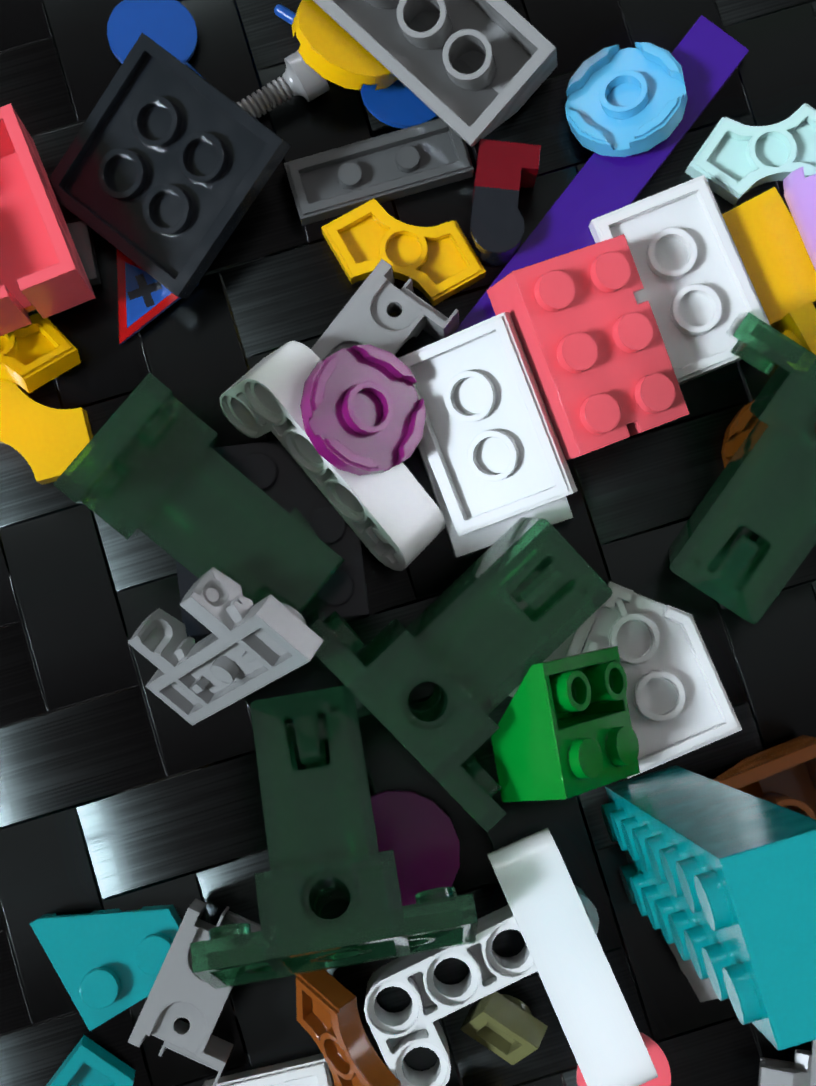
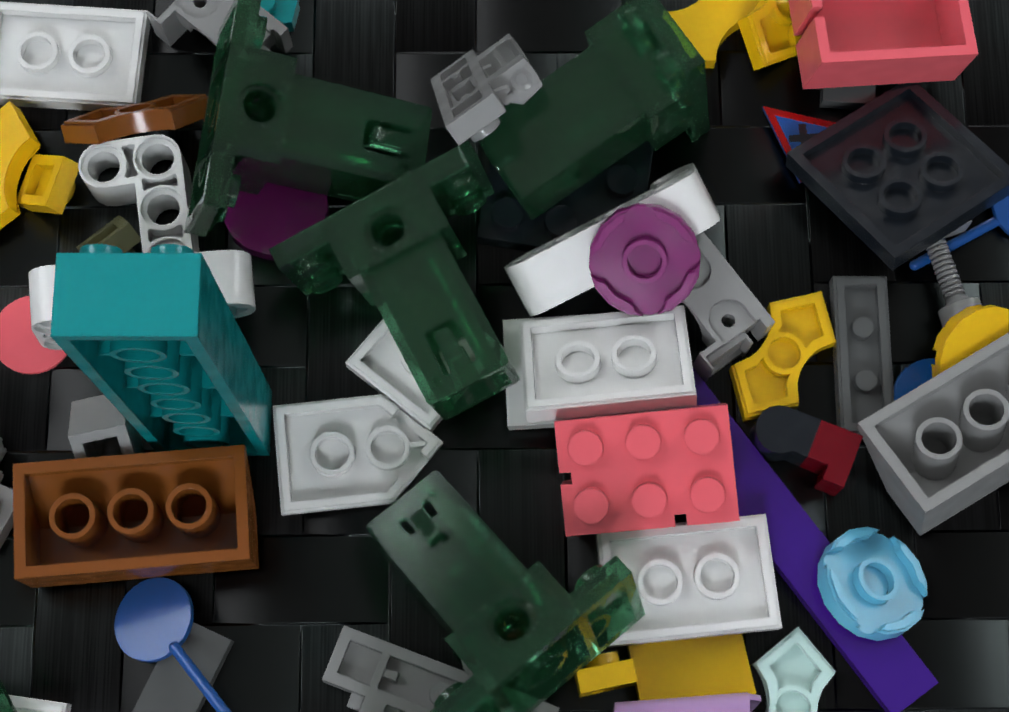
camera: 105 degrees right, 10 degrees down
(566, 729) = (330, 351): green slope -> none

